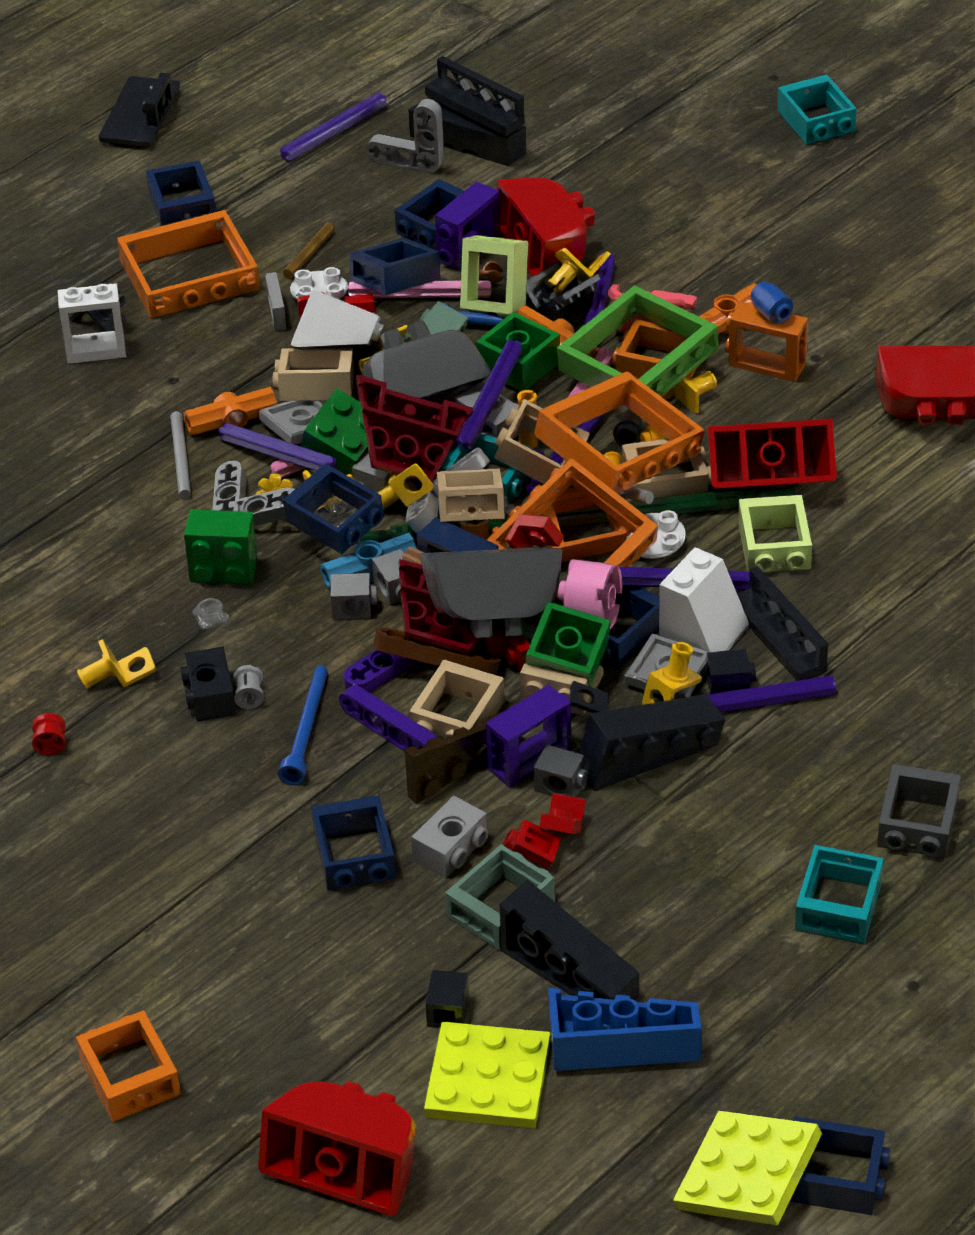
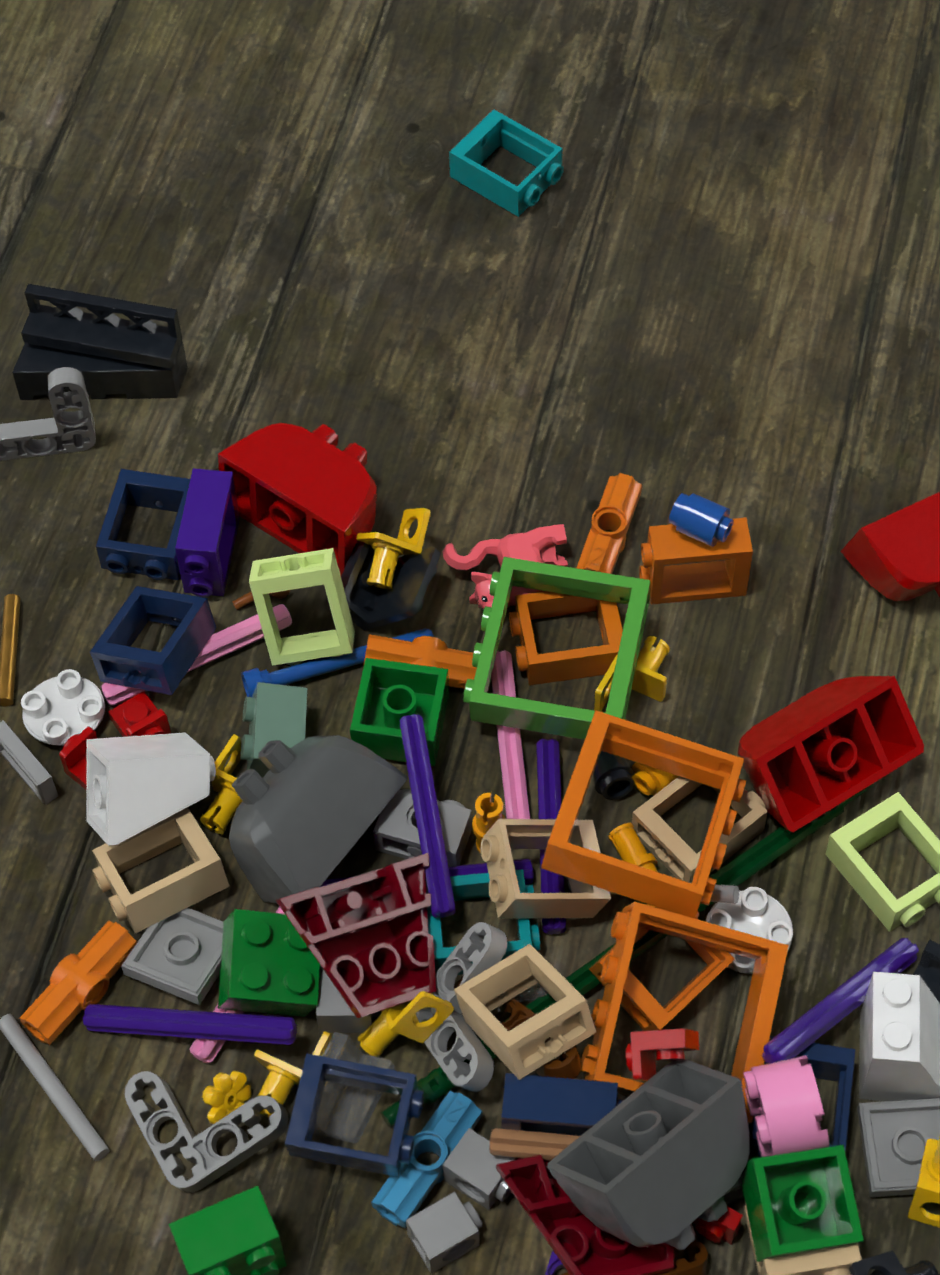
camera: 30 degrees left, 15 degrees up
(599, 295) = (439, 587): dark purple axle -> none

